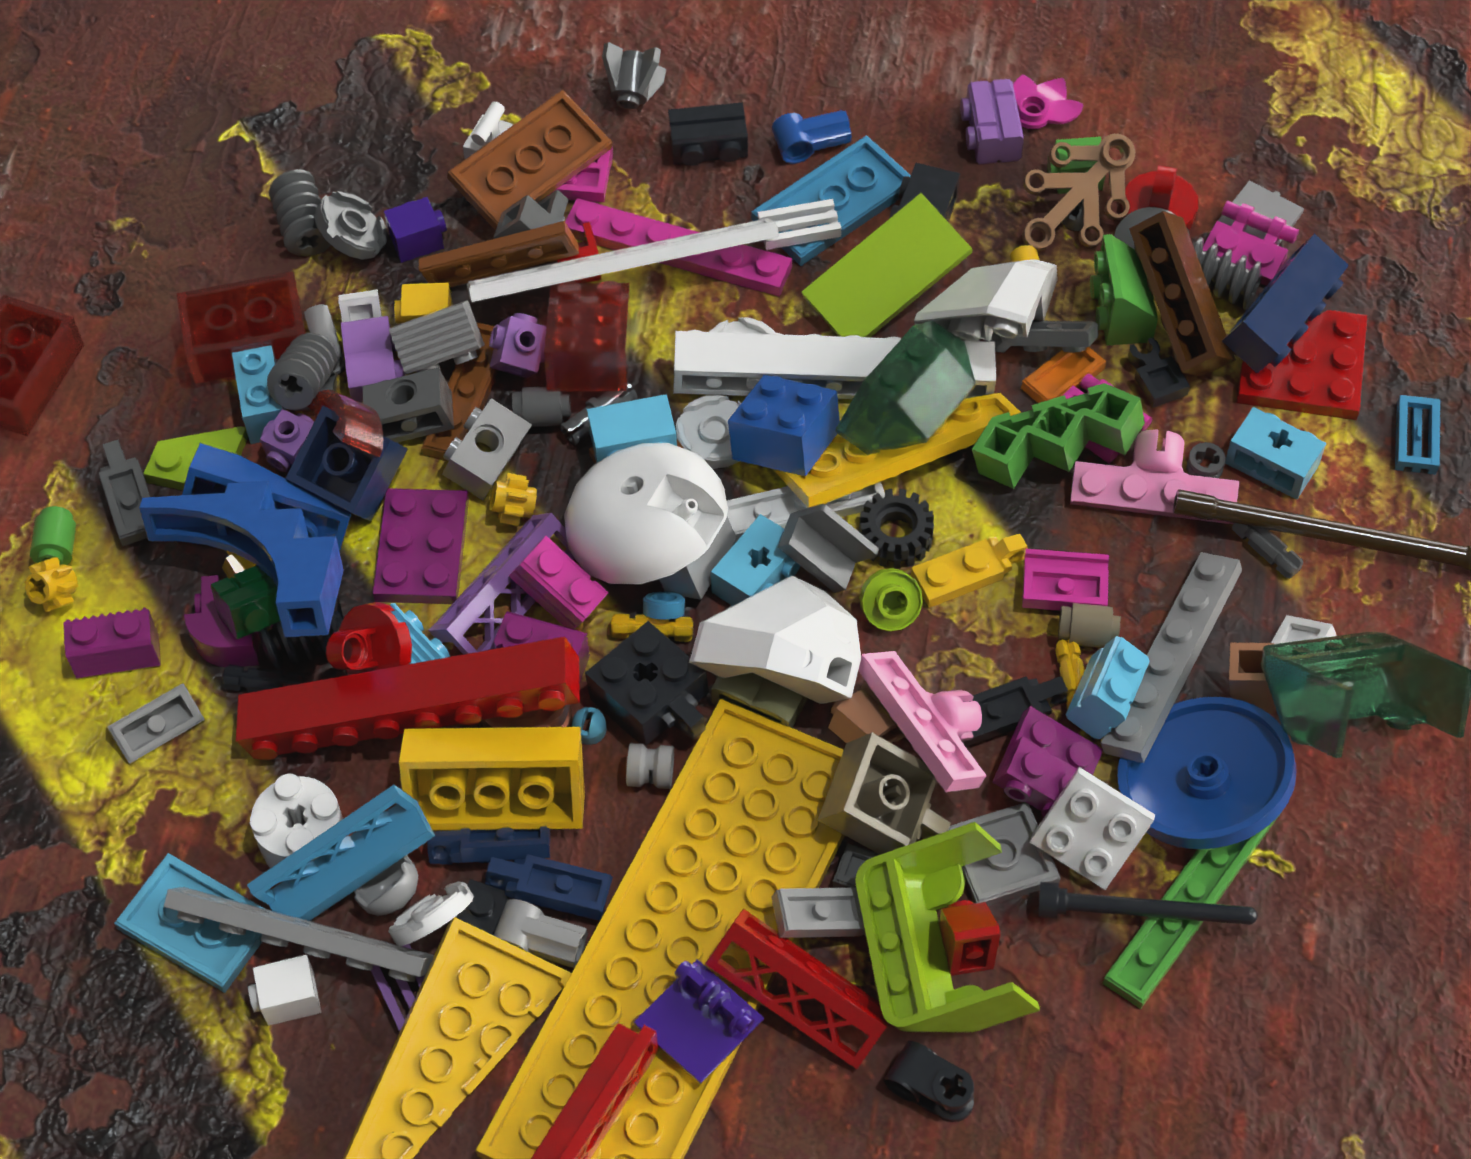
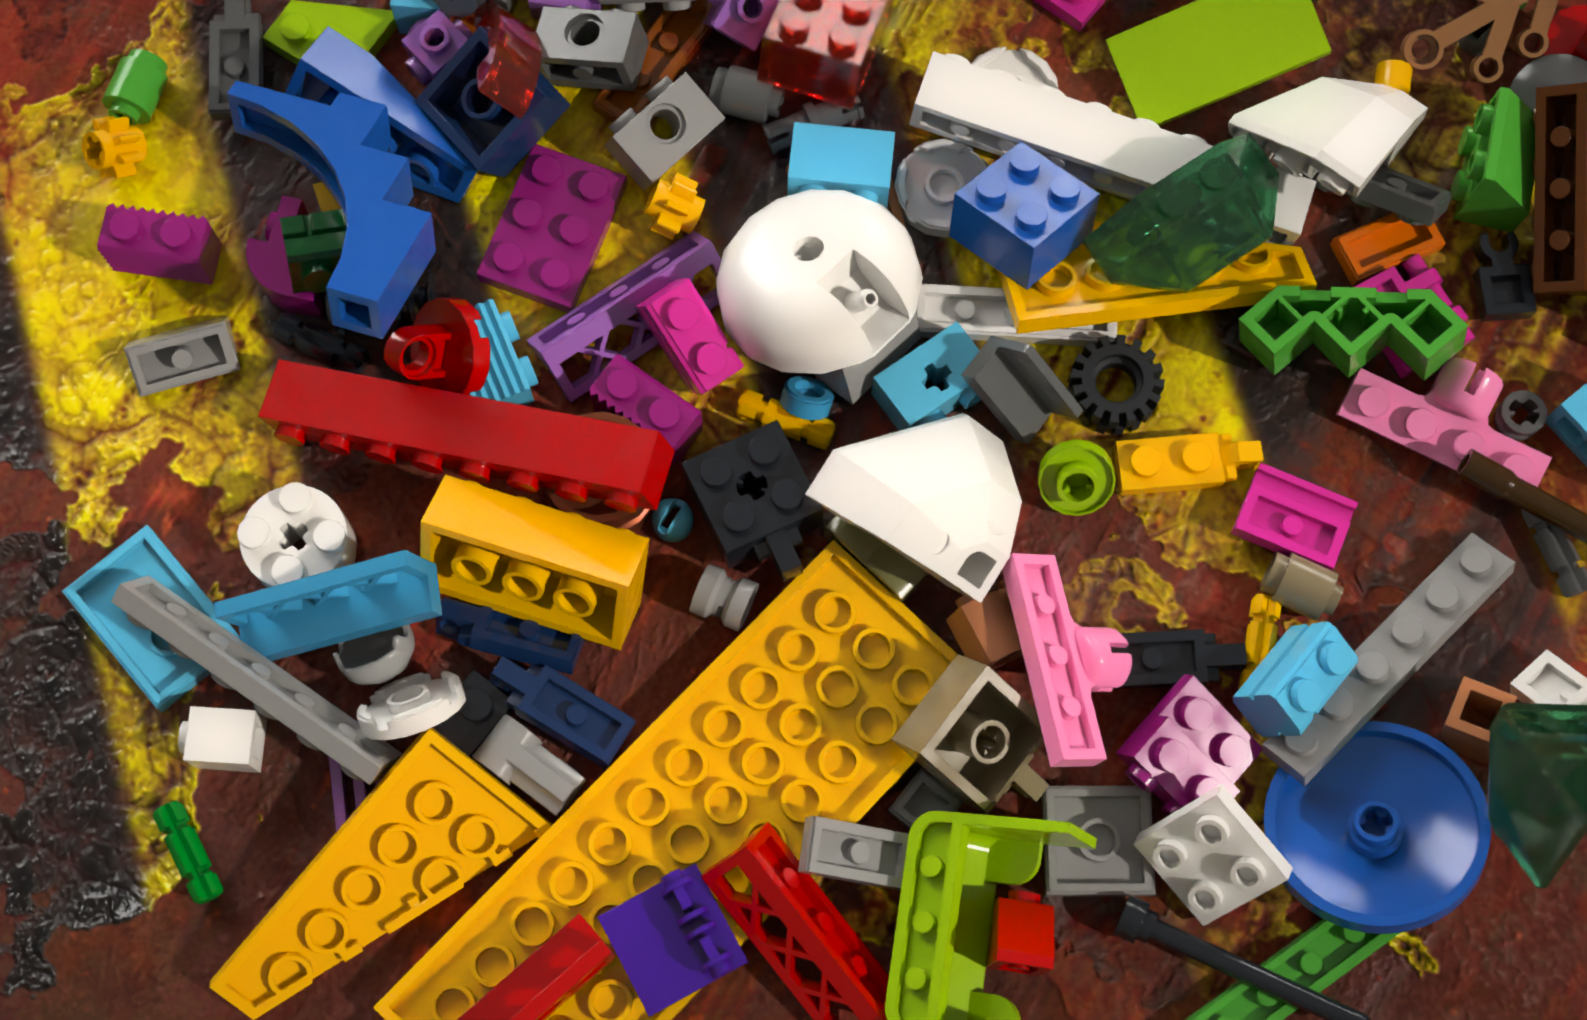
camera: 15 degrees right, 15 degrees up
(283, 1087) = (187, 852): none -> green axle

